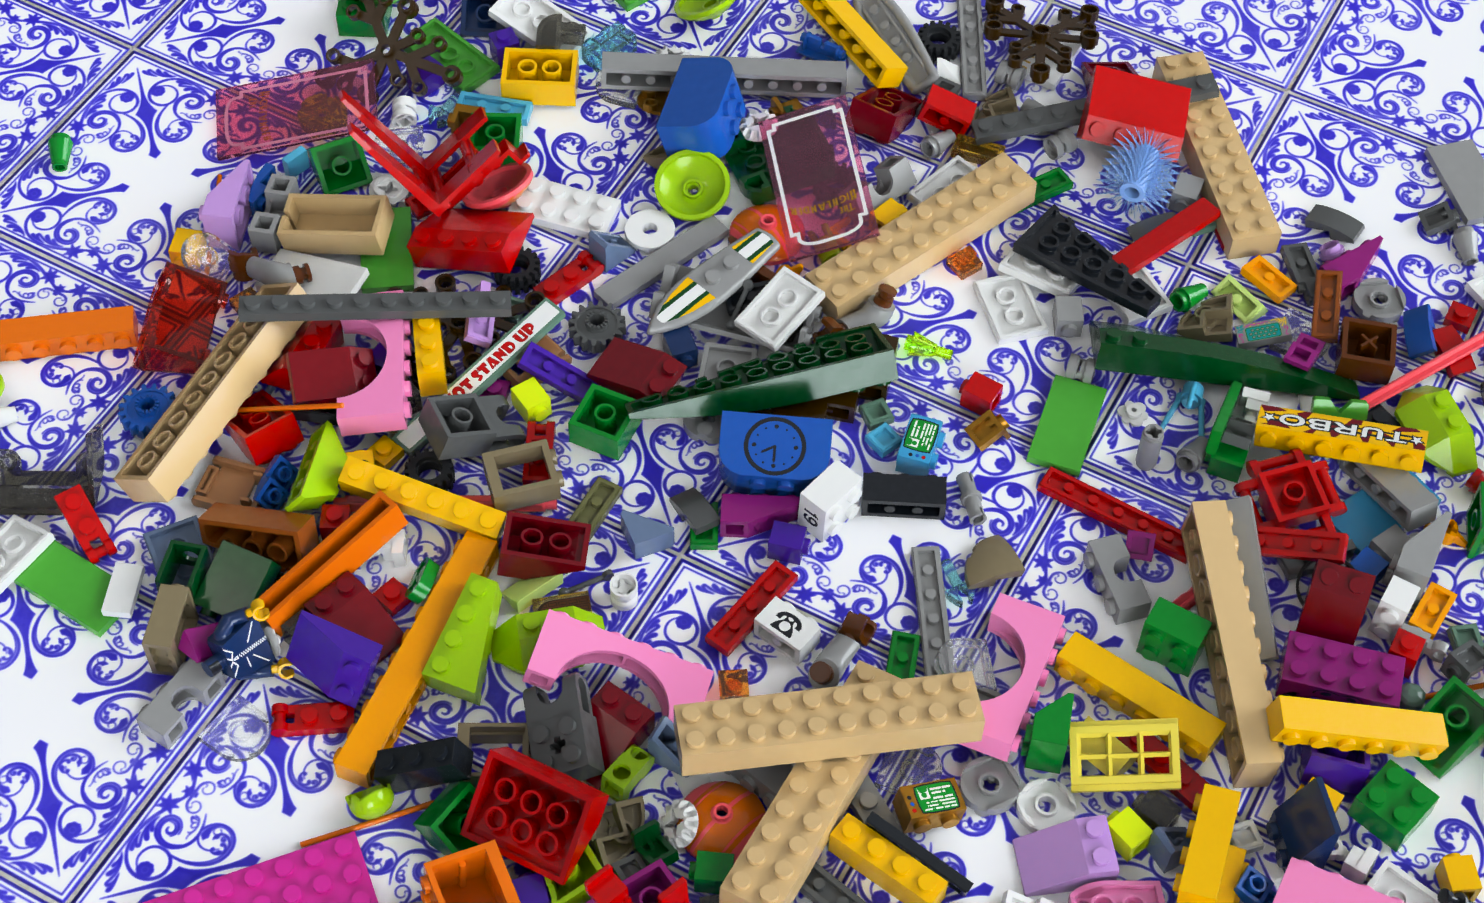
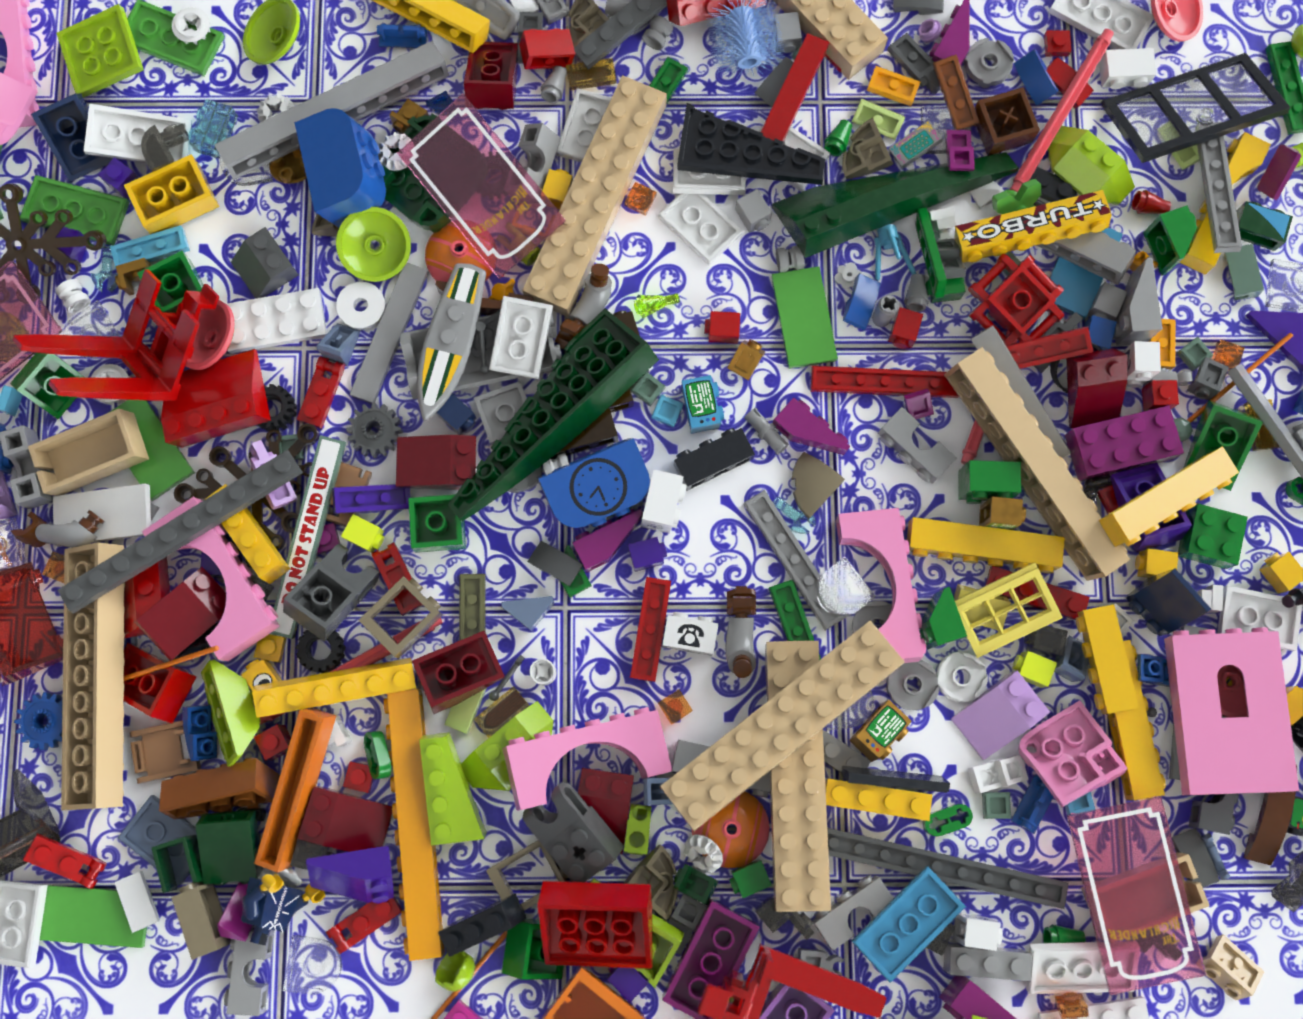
camera: 30 degrees left, 25 degrees up
(584, 160) = (263, 264): none -> dark grey slope
(1010, 512) = (805, 428): none -> magenta slope
(1127, 437) = (862, 301): none -> blue slope
(1164, 475) = (905, 328): none -> red brick
(1172, 667) = (1002, 513): none -> pearl gold brick

